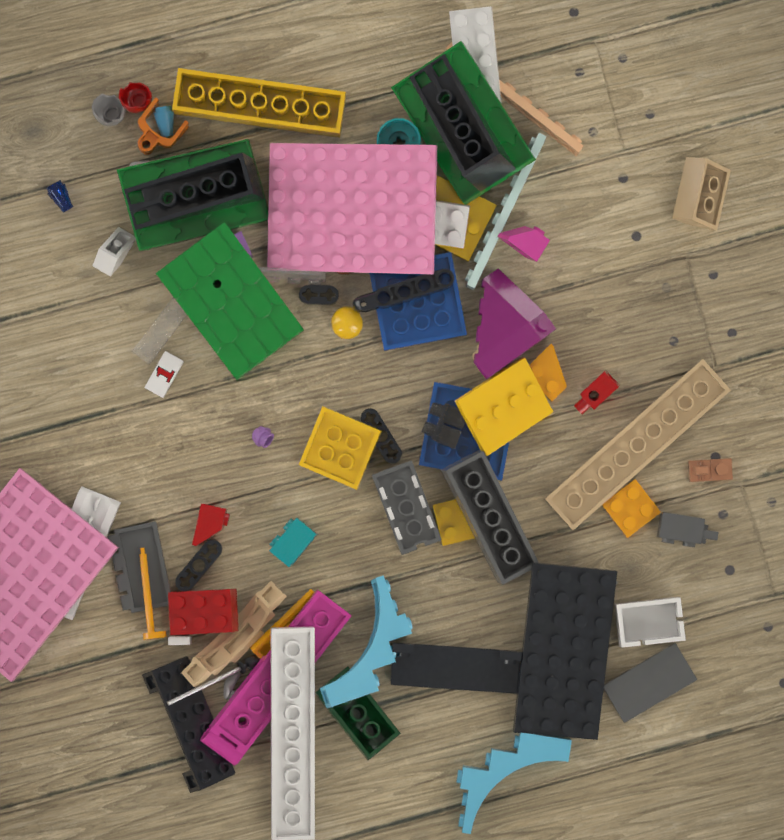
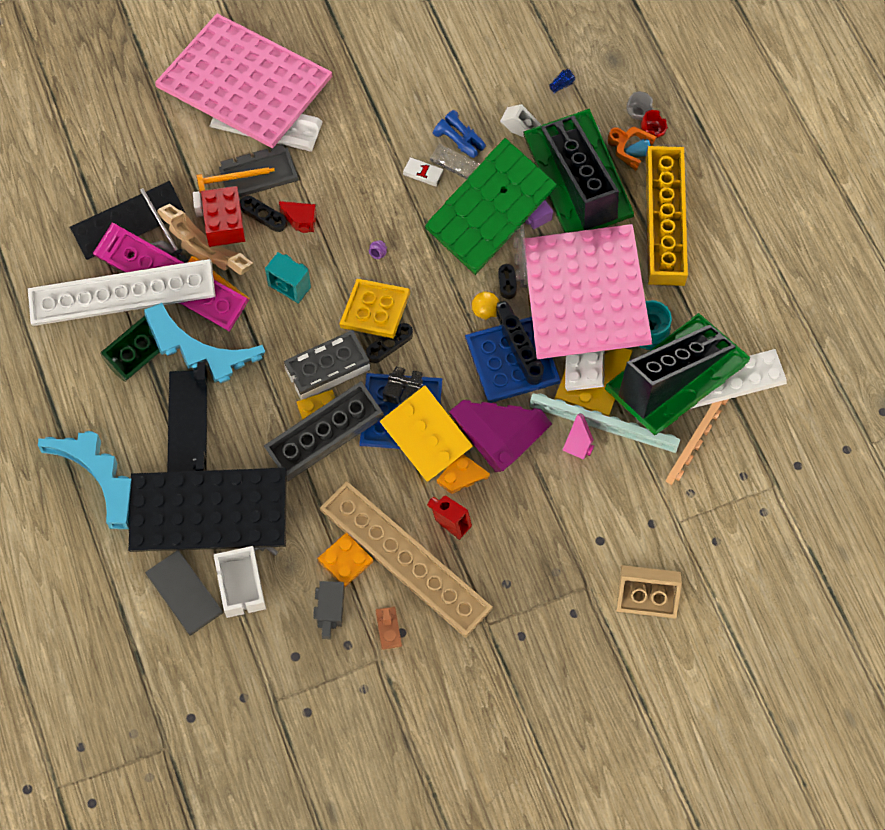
camera: 80 degrees right, 20 degrees down
(123, 315) = (469, 136): none -> blue piece

